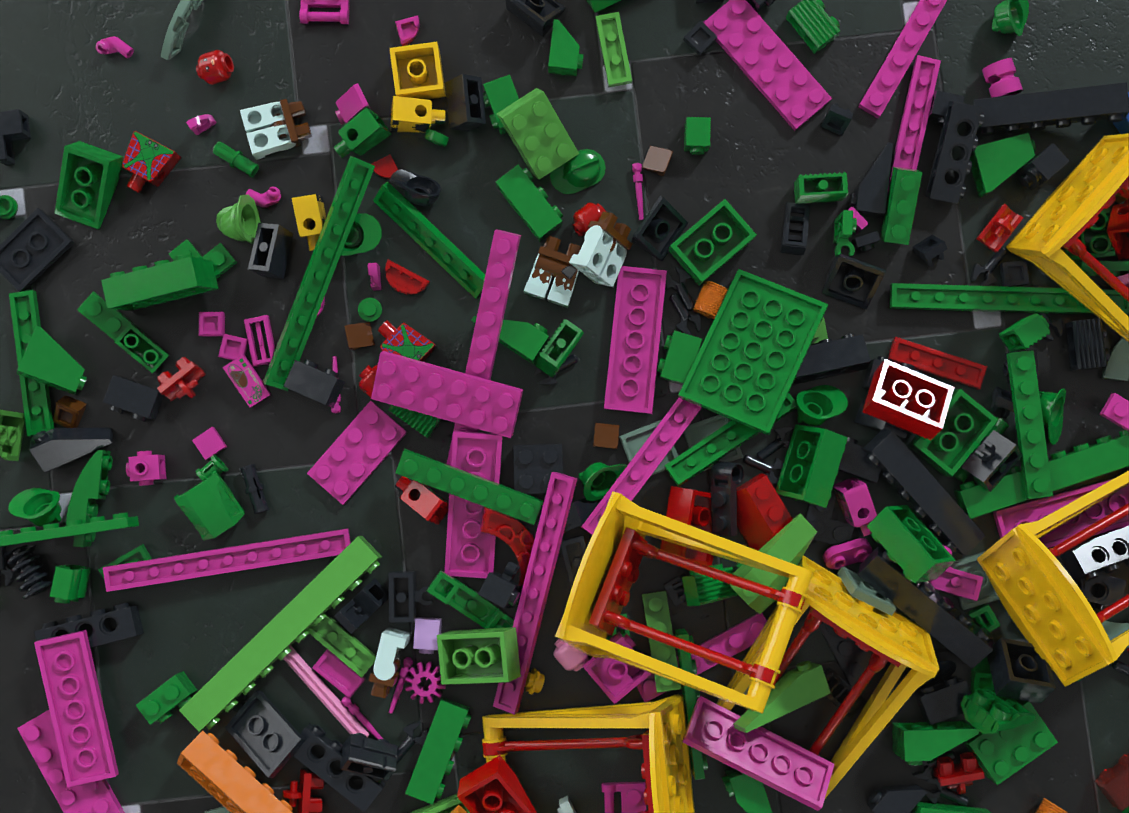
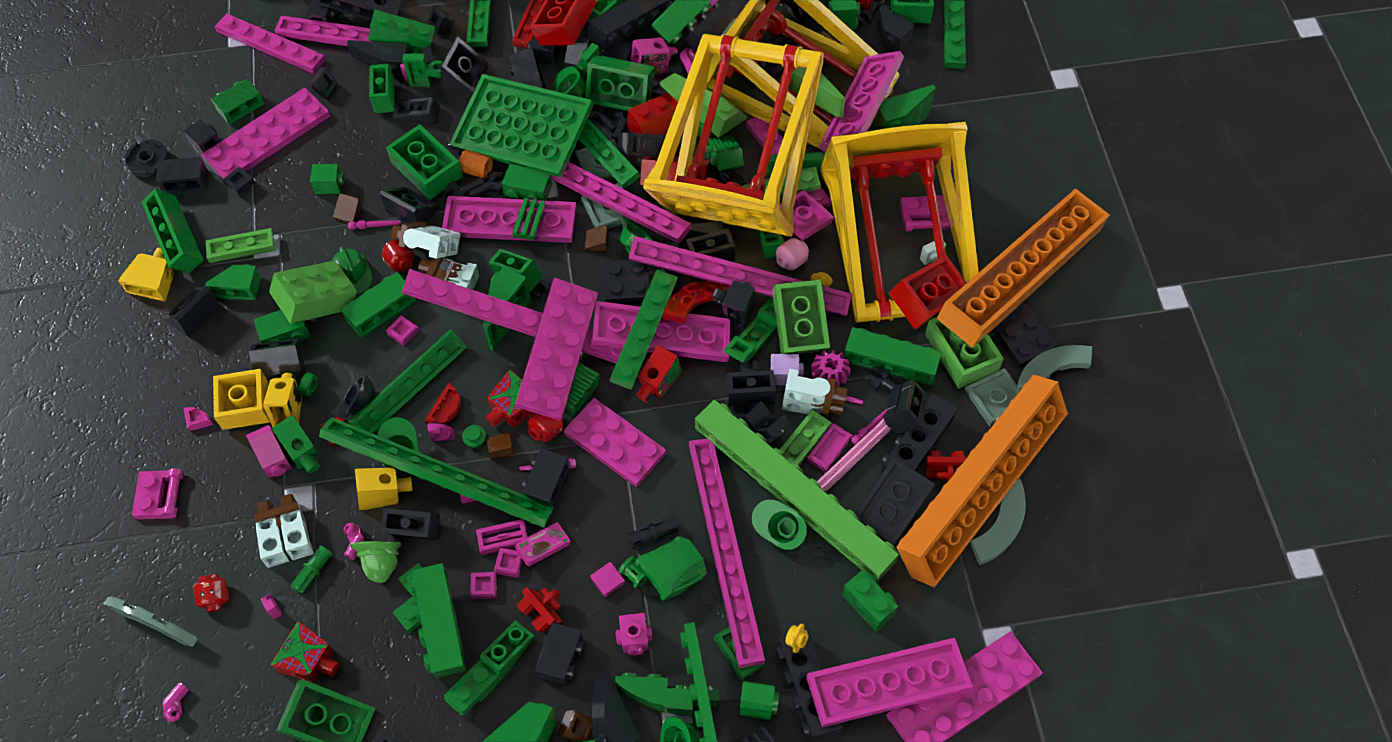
camera: 90 degrees left, 25 degrees down
(121, 624) = (796, 637): none -> yellow plate
(247, 616) = (779, 524): none -> green piece
(499, 223) = (402, 330): none -> dark pink tile
(647, 367) = (525, 204): none -> green tile
(848, 427) = (585, 57): none -> green slope

